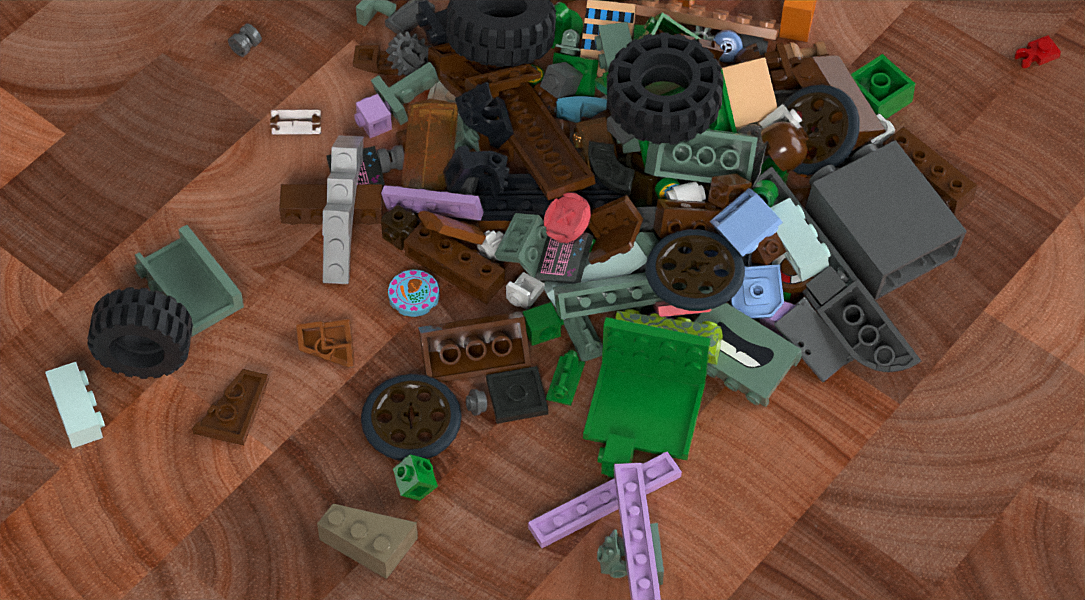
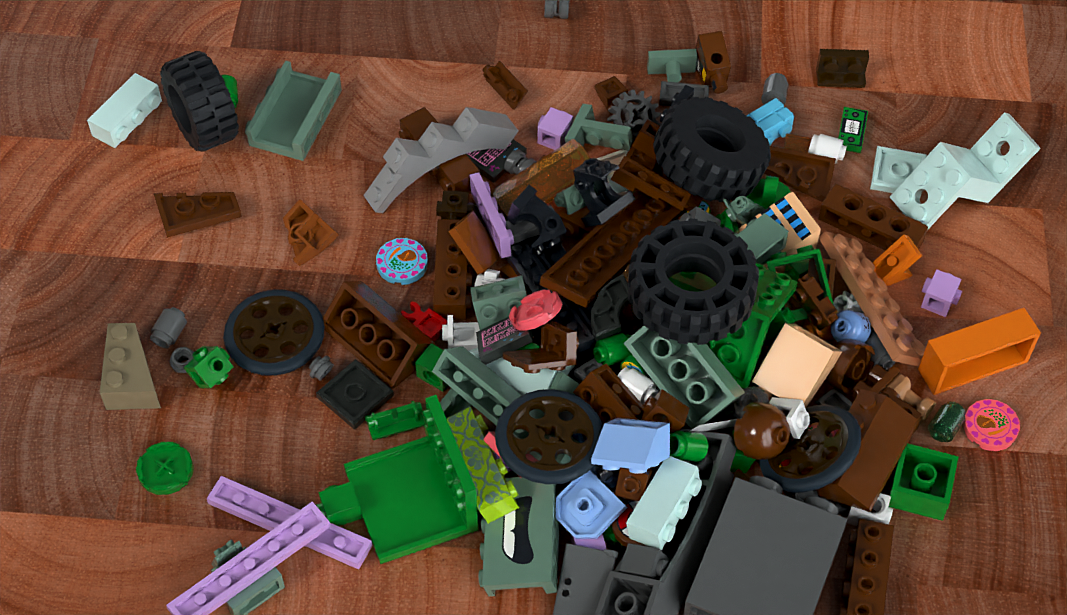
camera: 55 degrees right, 0 degrees up
(345, 488) = (168, 327): none -> dark grey brick
(386, 489) = (178, 356): none -> dark grey plate
(482, 562) = (164, 468): none -> green tile
(489, 306) = (428, 322): none -> red plate
(642, 190) = (611, 349): none -> green brick
(840, 44) = (947, 422): none -> clear green brick
(859, 25) = (991, 424): none -> coral tile

